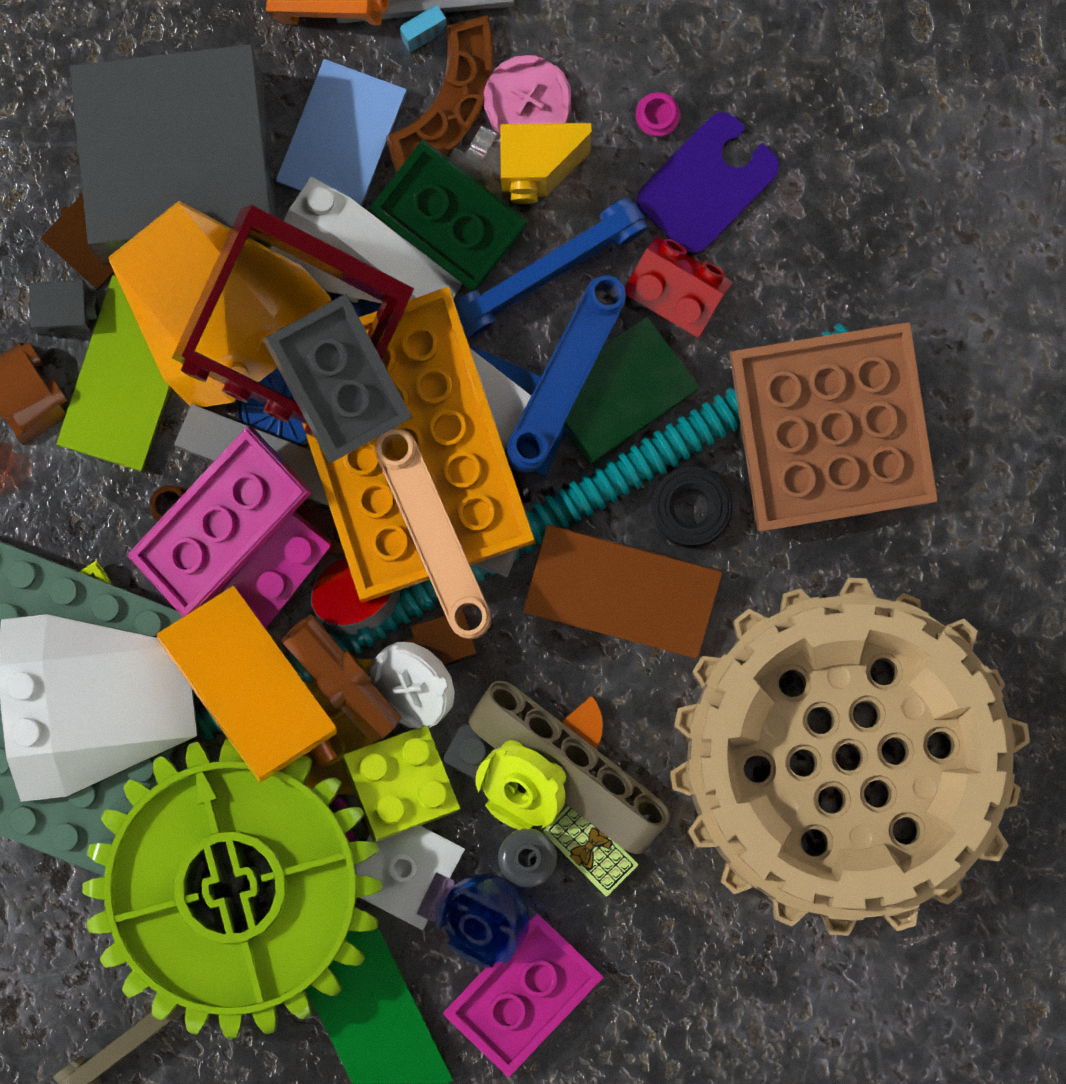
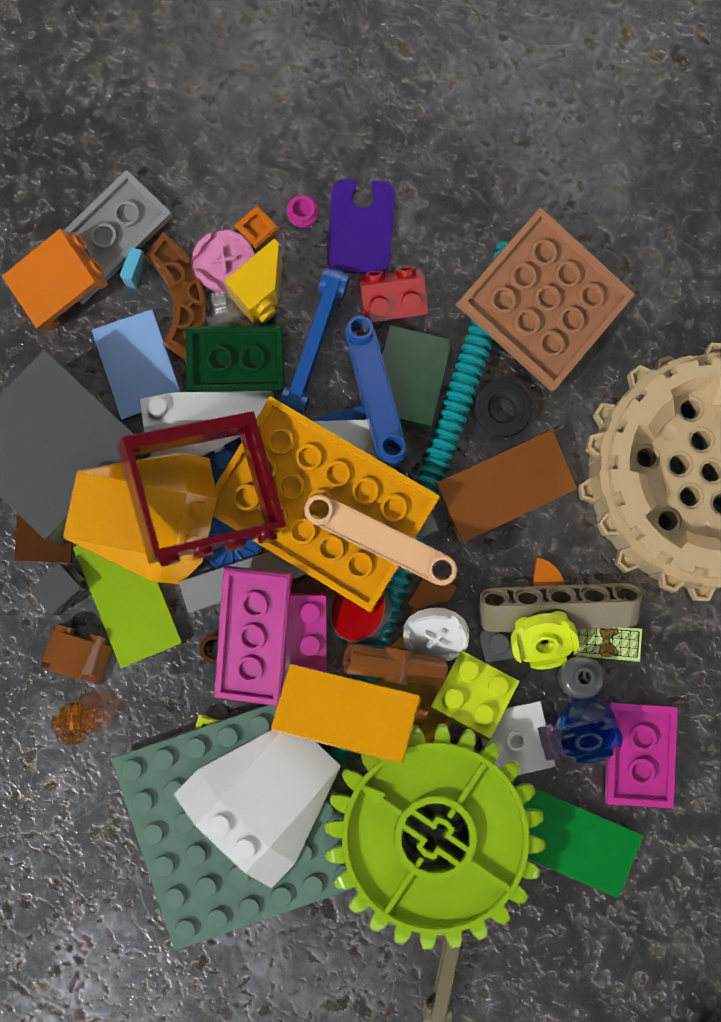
camera: 45 degrees left, 0 degrees up
(337, 378) = (254, 496): dark grey plate -> none
(593, 92) = (256, 227): none -> orange tile

